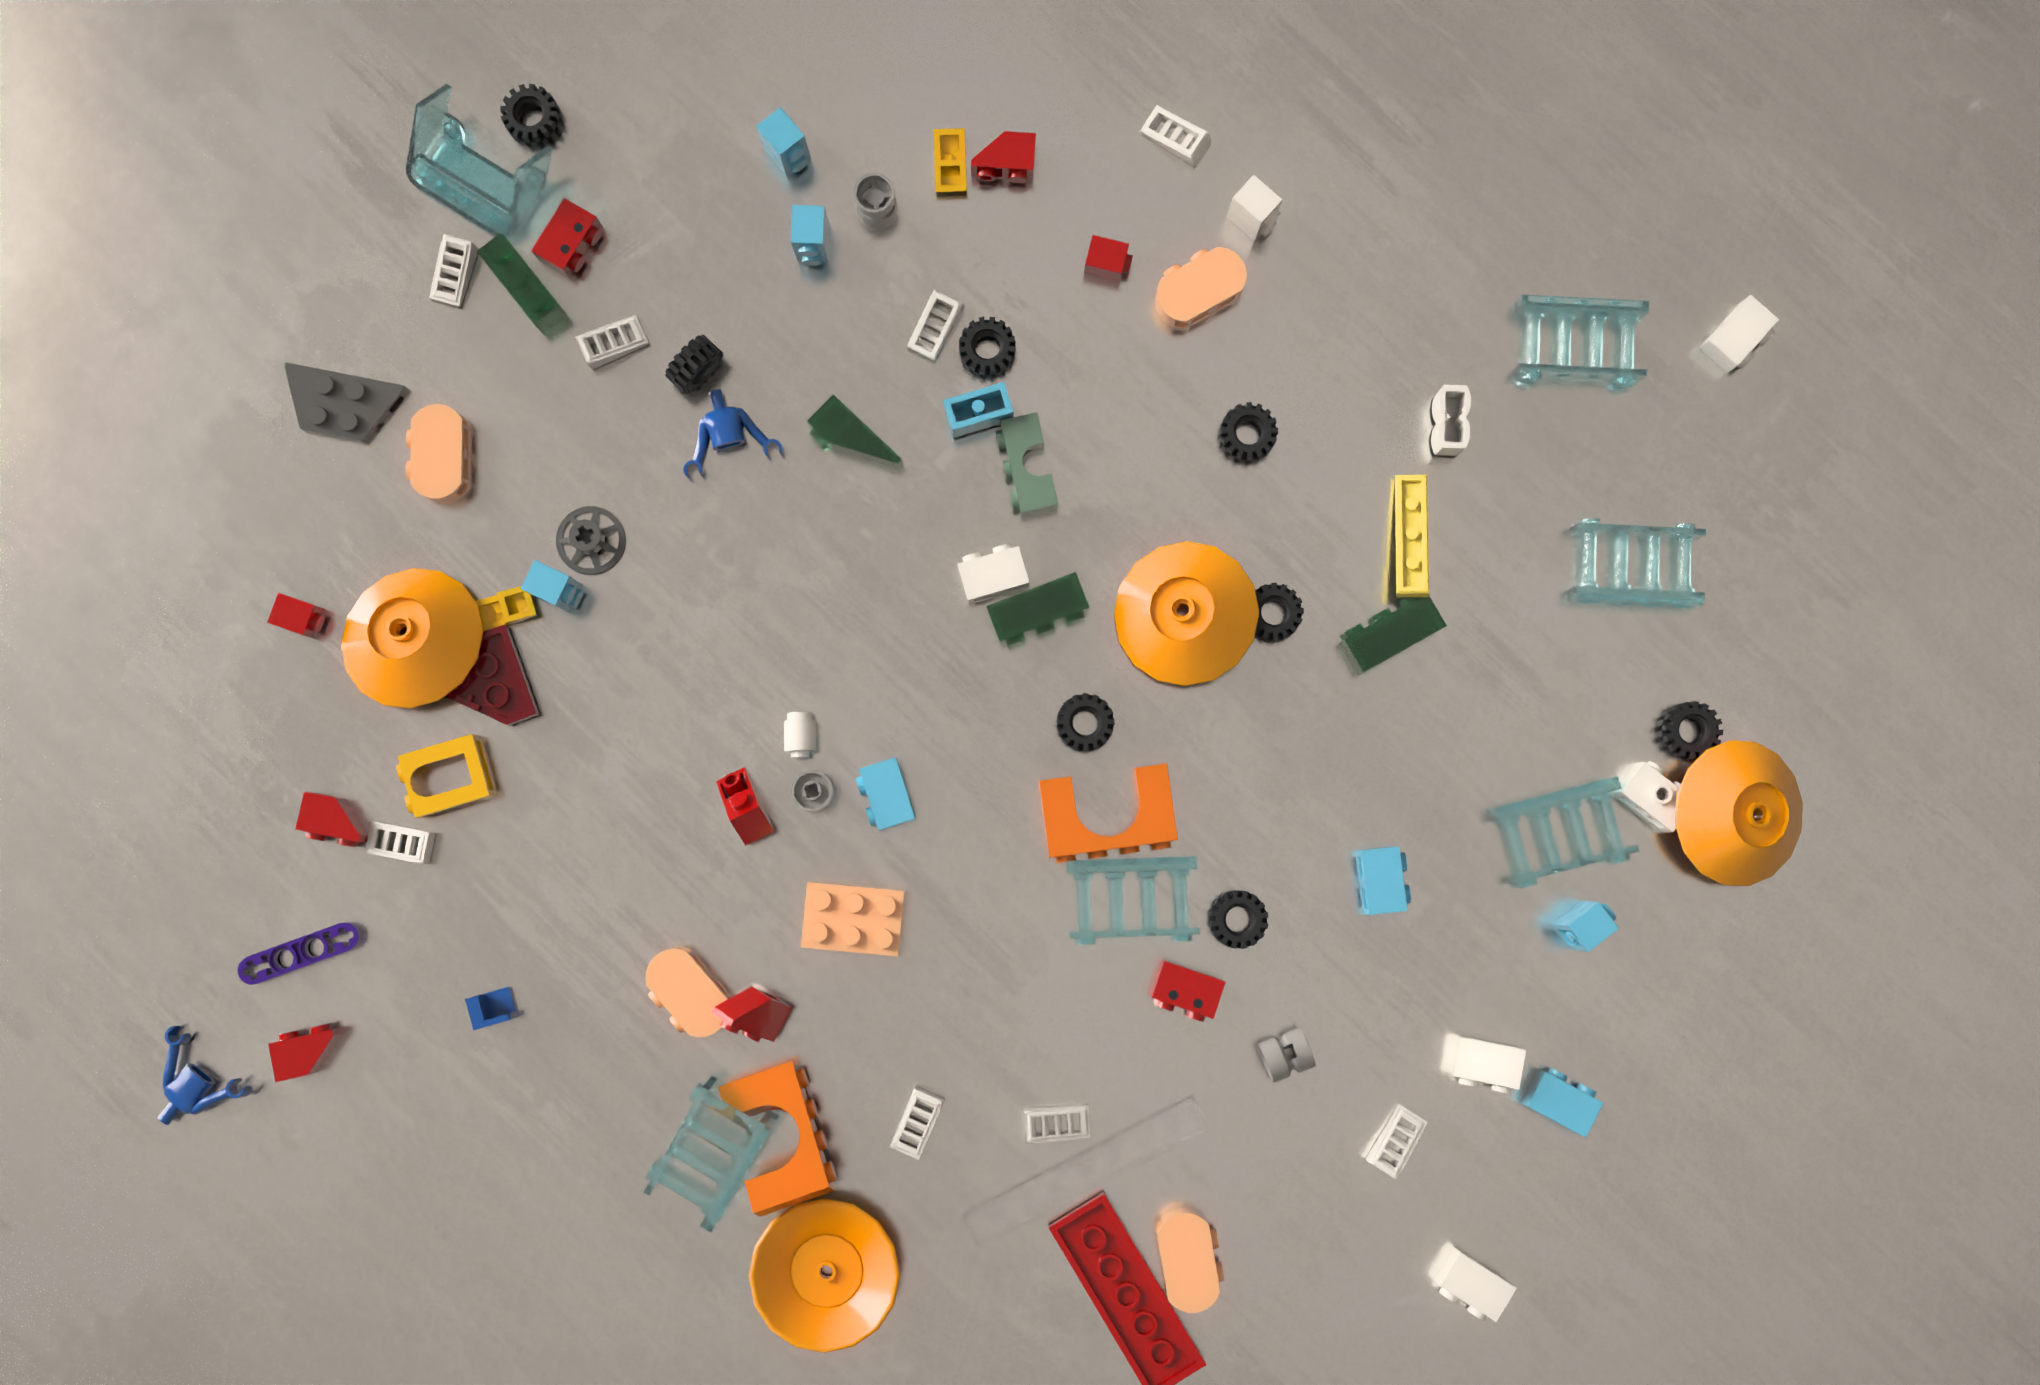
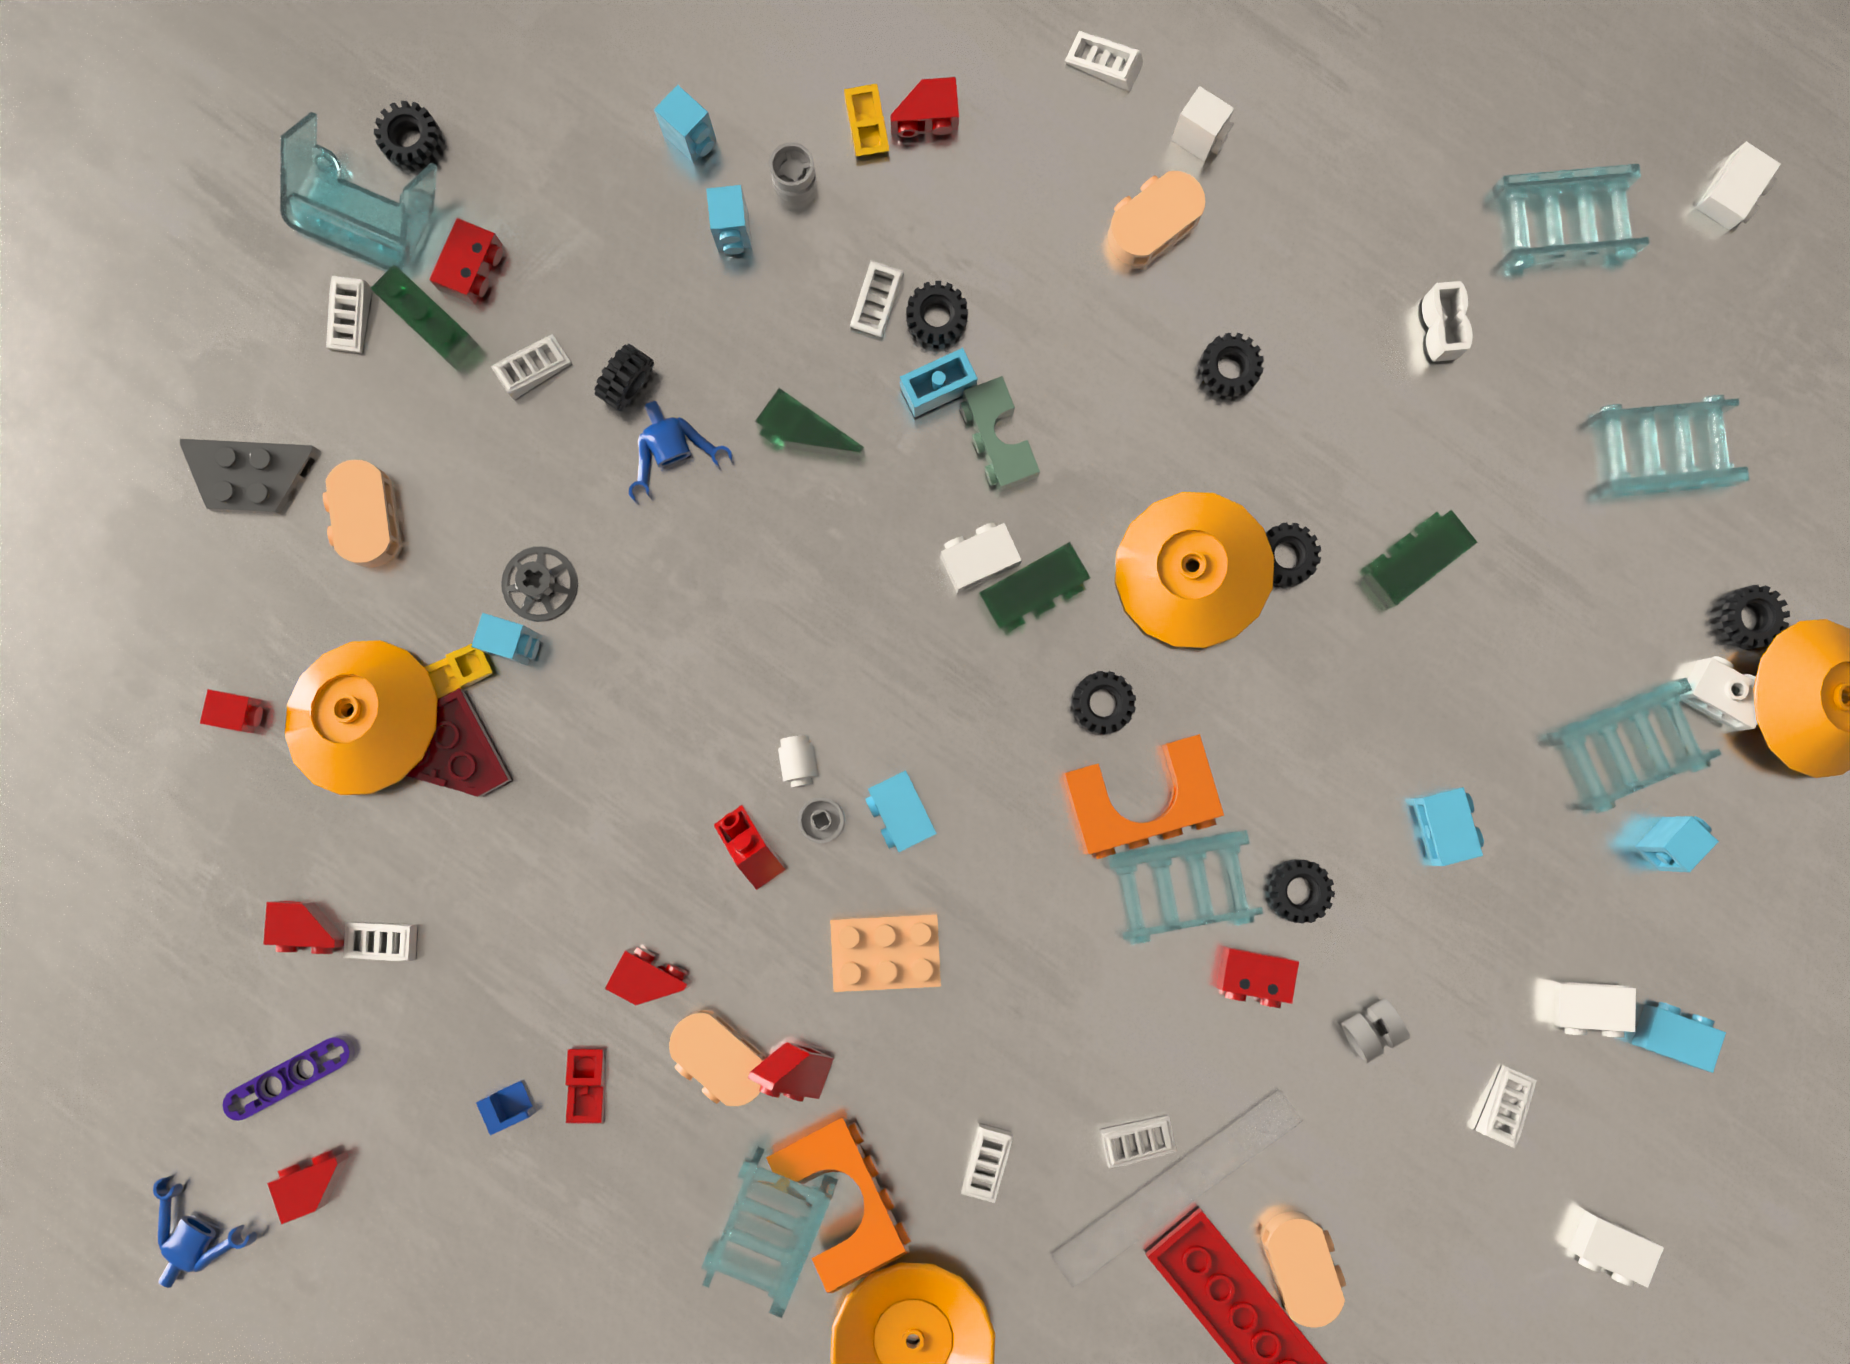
camera: 10 degrees left, 0 degrees up
(480, 789) = (452, 844): yellow panel -> none
(566, 1000) = (585, 1086): none -> red slope
(630, 911) = (643, 980): none -> red slope
(1107, 258) = (1052, 201): red brick -> none
(1411, 536) = (1424, 451): light yellow tile -> none

